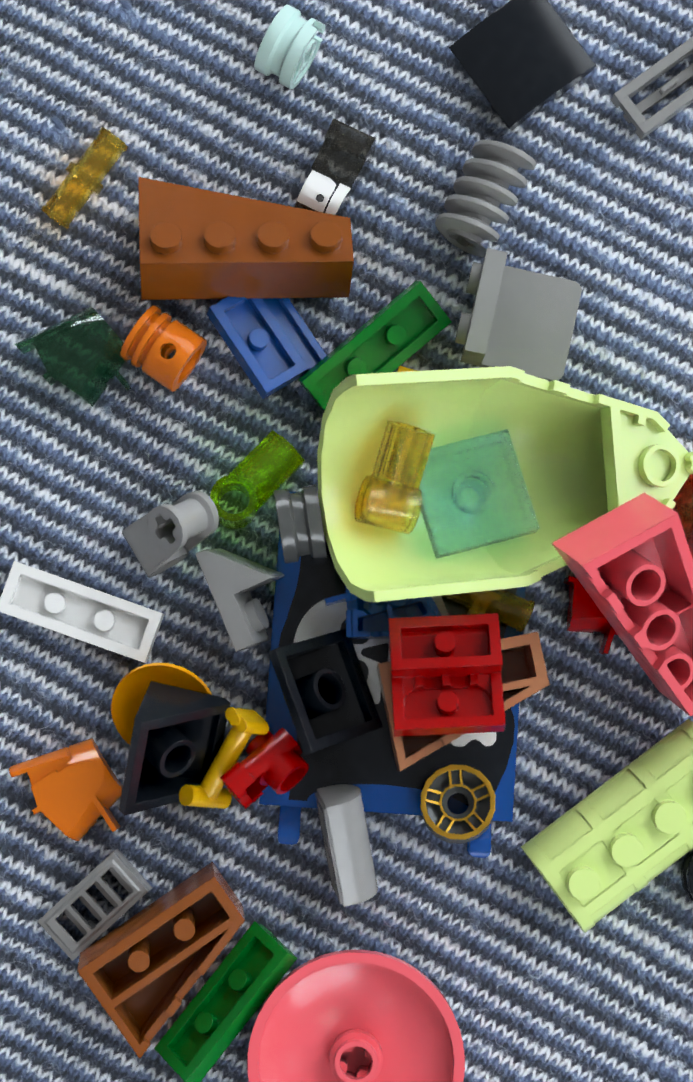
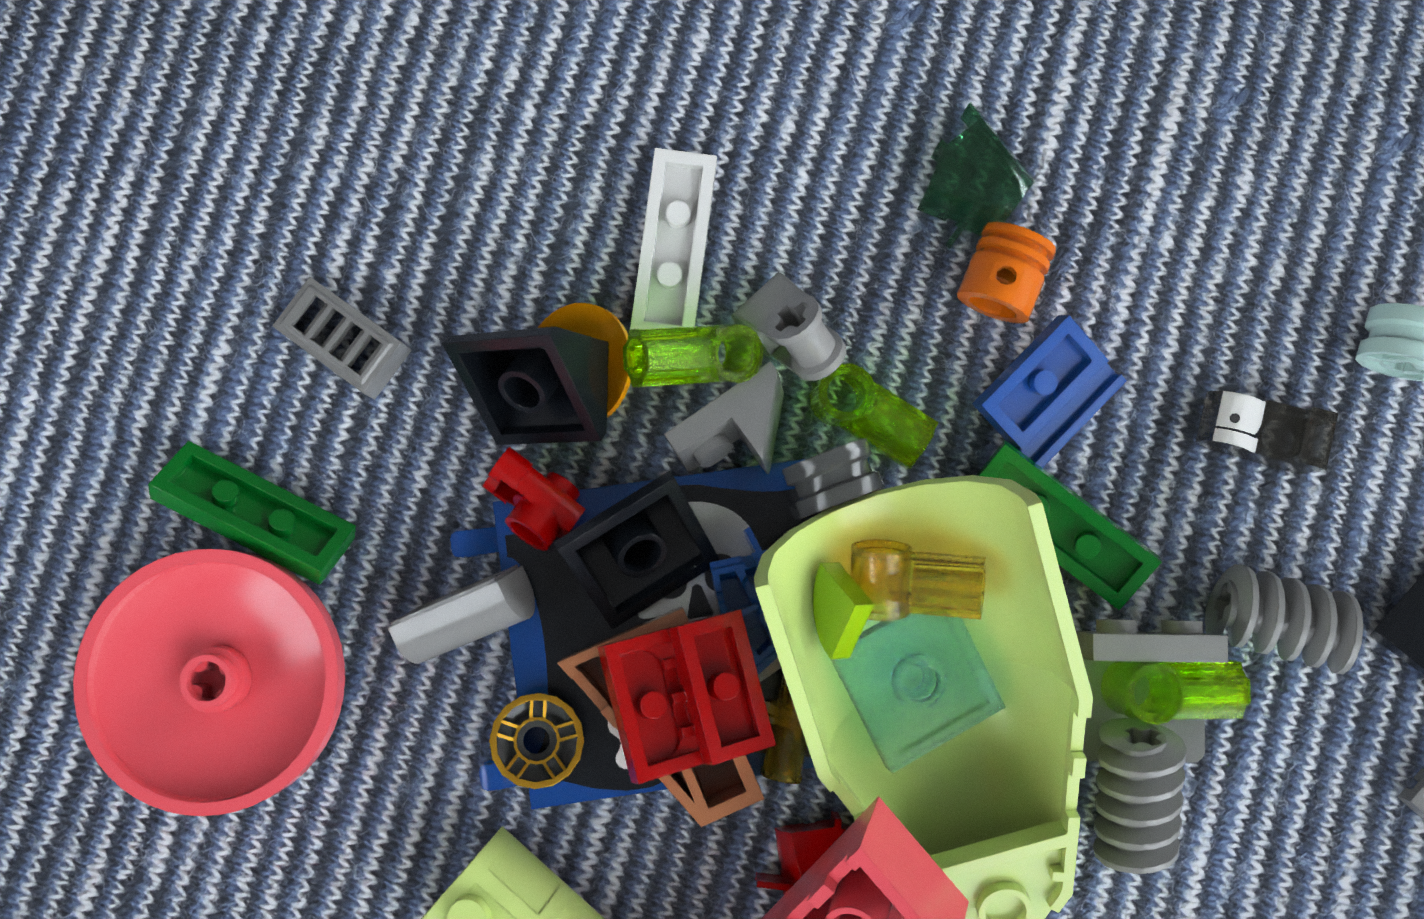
camera: 80 degrees right, 0 degrees up
(73, 787) = (468, 282): orange piece -> none
(84, 178) = (1187, 138): clear yellow pin -> none
(160, 953) = (293, 421): dark orange wedge -> none
(177, 615) = (691, 355): none -> clear neon green piece
(211, 791) = (493, 441): yellow piece -> none
(237, 246) = (1150, 332): dark orange wedge -> none
(404, 542) = (839, 610): none -> lime tile
(522, 292) = (1177, 690): none -> clear neon green piece
(596, 342) = (1139, 796): none -> light grey piece

